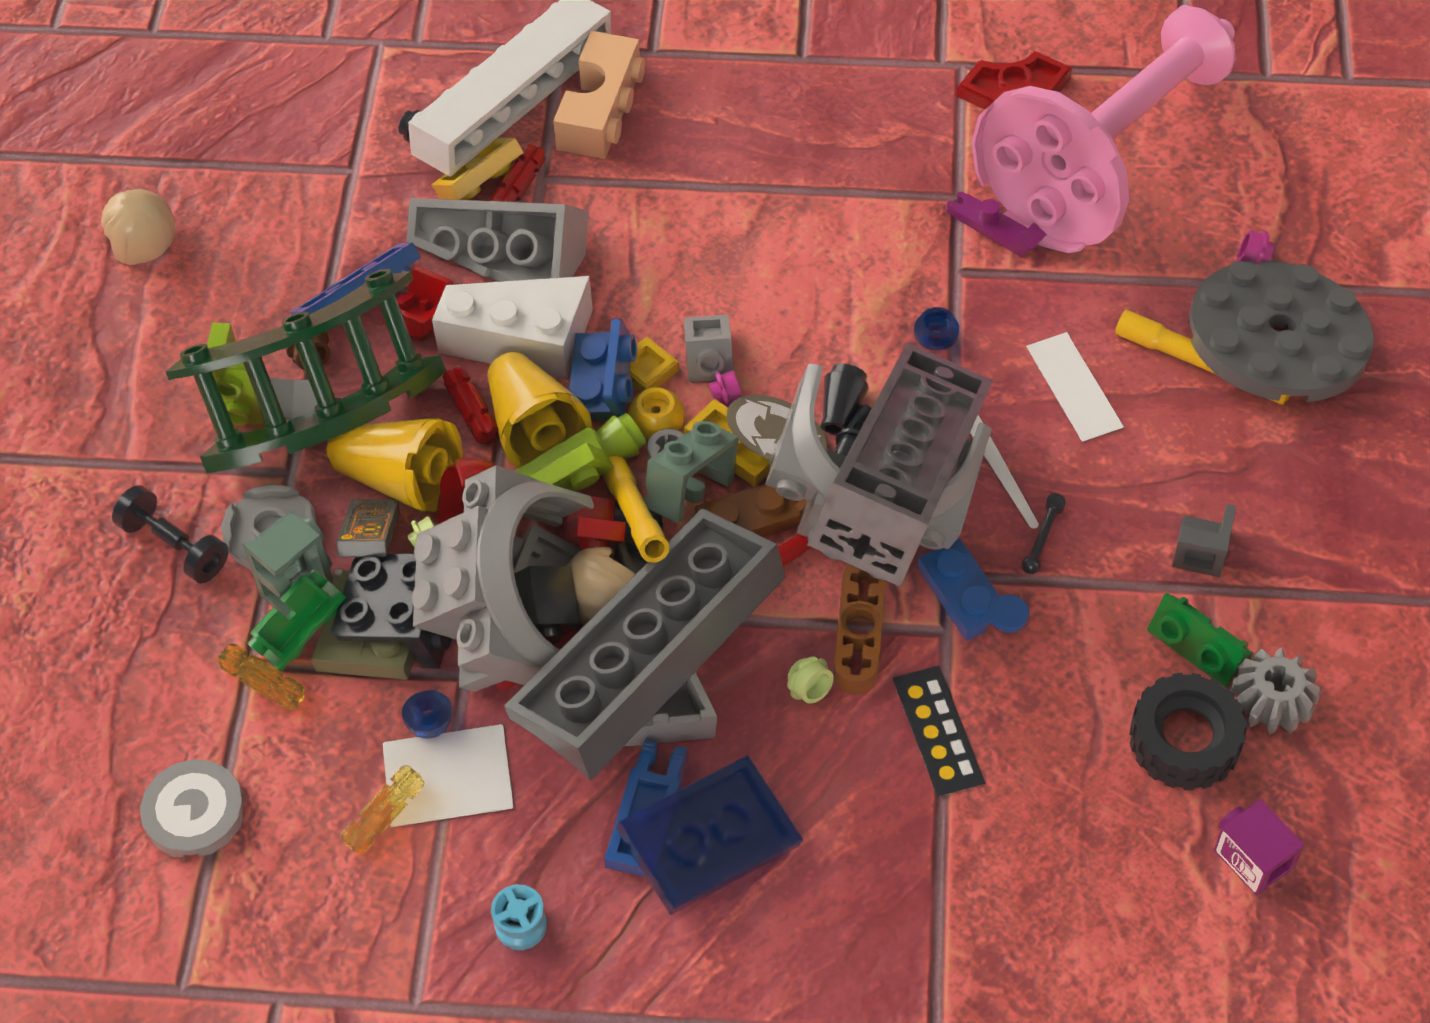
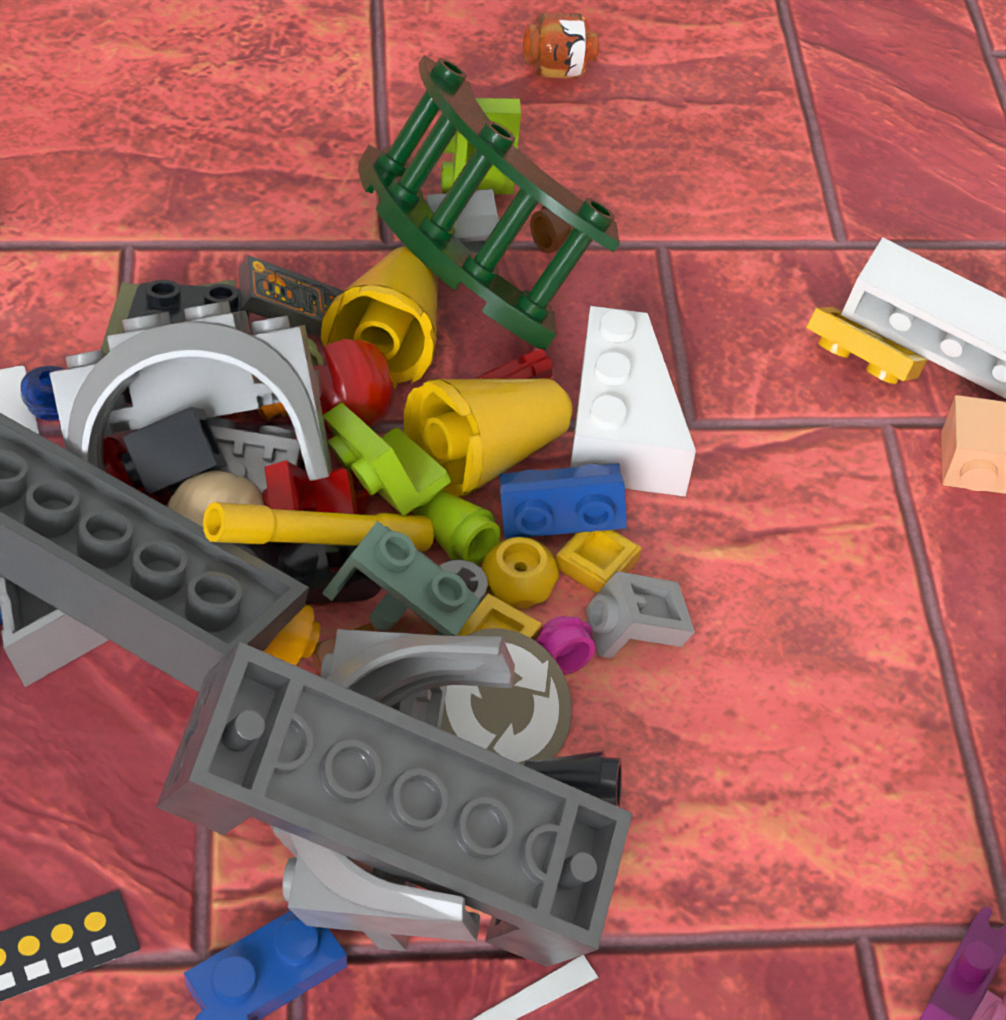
camera: 75 degrees right, 5 degrees down
(88, 313) = (560, 45): none -> clear orange head
(138, 225) = (691, 64): tan hair -> none
(203, 558) = (249, 177): black wheel -> none
(257, 512) = (305, 232): light grey tile -> none
(261, 676) = (102, 249): clear yellow axle -> none
(283, 554) = (231, 215): sand green window -> none
(284, 637) = (162, 249): green hinge -> none
(396, 259) = (653, 258): blue plate -> none
(422, 301) = (619, 294): red bracket -> none
(501, 237) = (761, 391): light grey wedge -> none
(520, 175) = (869, 391): red axle -> none
(810, 680) = (98, 777): yellowish green plate -> none
(848, 641) = (142, 857): dark orange beam -> none
(936, 320) = (737, 887): clear blue plate -> none

